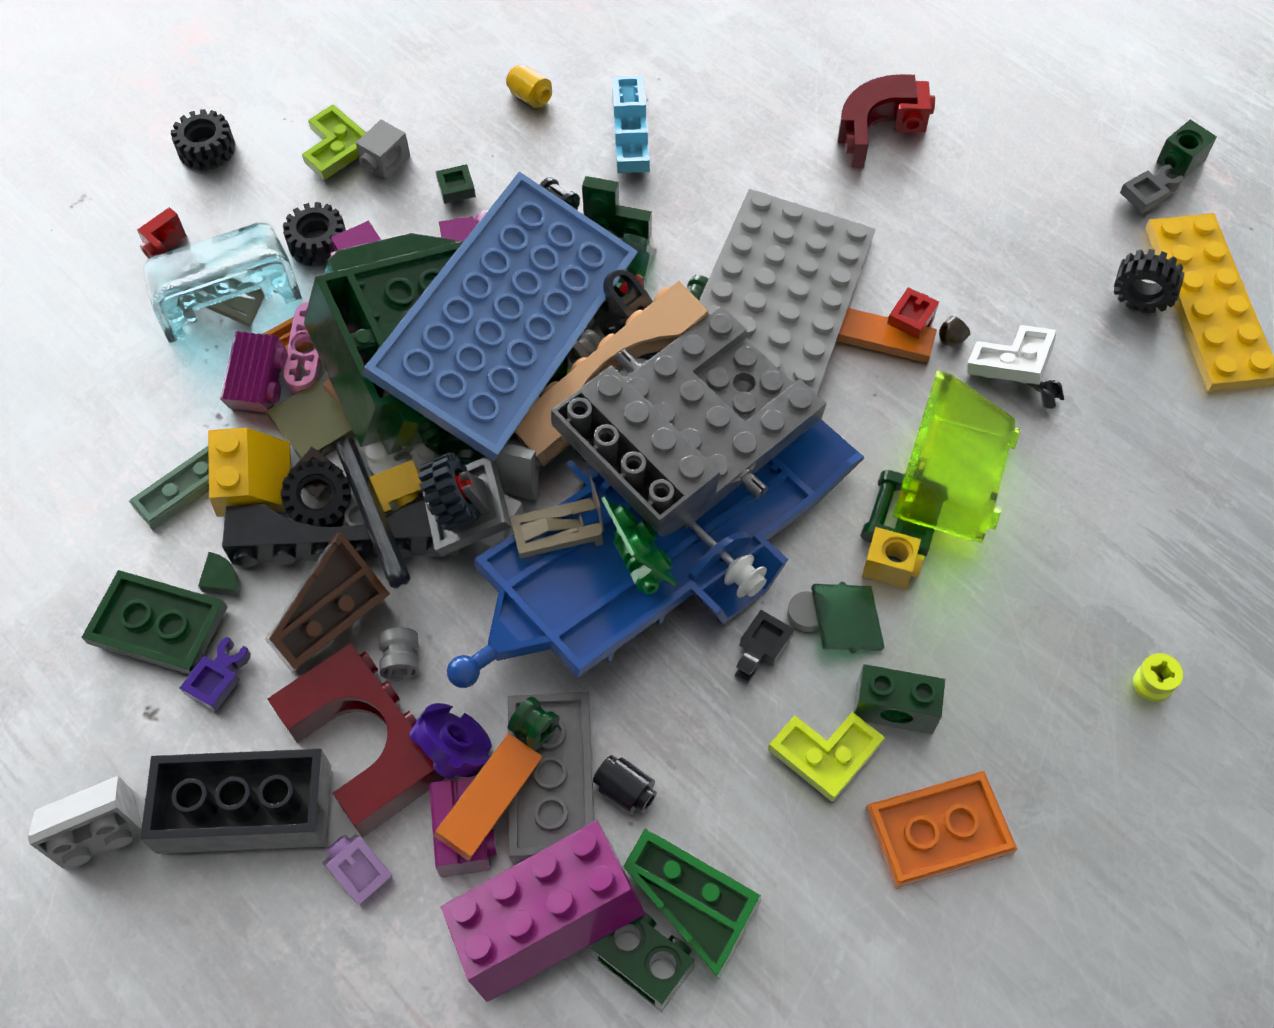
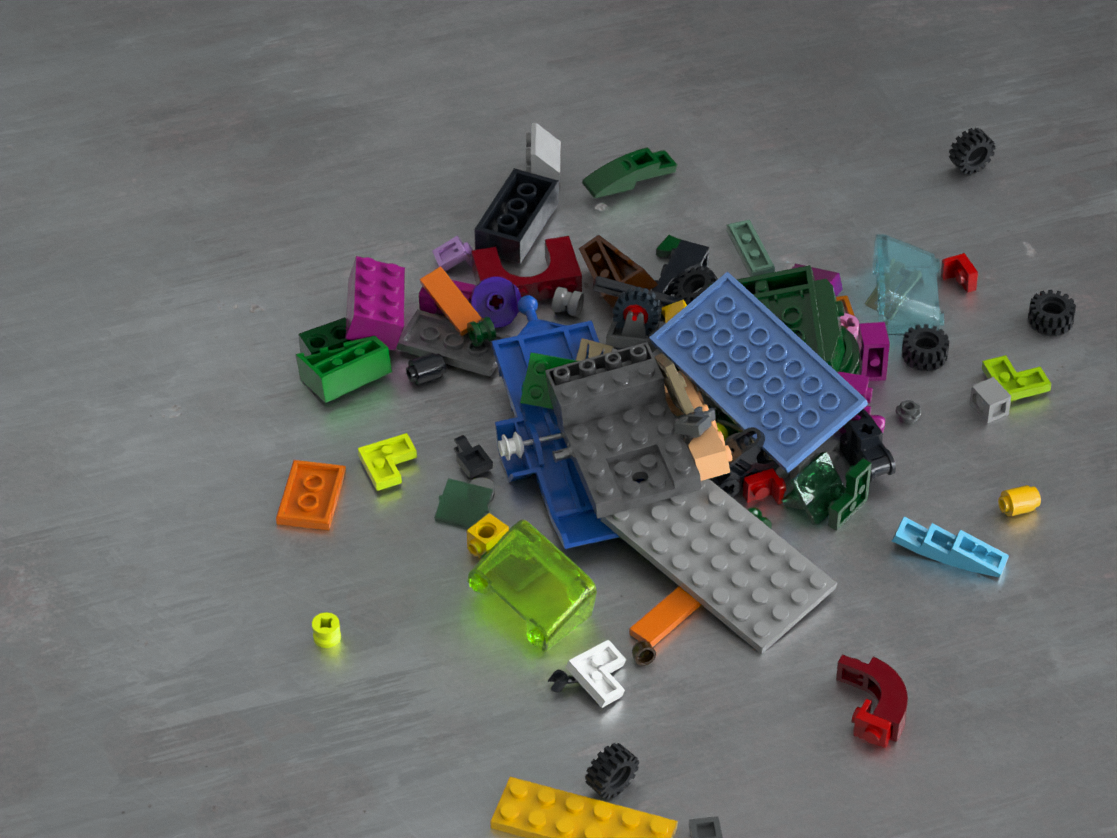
camera: 115 degrees right, 15 degrees down
(78, 686) = (628, 169): none -> dark green slope
(155, 622) = (655, 213): dark green plate -> none
(214, 680) = (604, 226): dark purple plate -> none
(246, 468) = (736, 255): yellow slope -> none
(429, 219) = (908, 412): none -> dark grey plate
(455, 184) = (936, 431): dark green plate -> none
(611, 351) = (675, 384): none -> dark tan plate
(648, 331) = (695, 424): none -> dark grey plate
(899, 699) = (394, 499): dark green brick -> none
(913, 312) = (667, 627): red bracket -> none

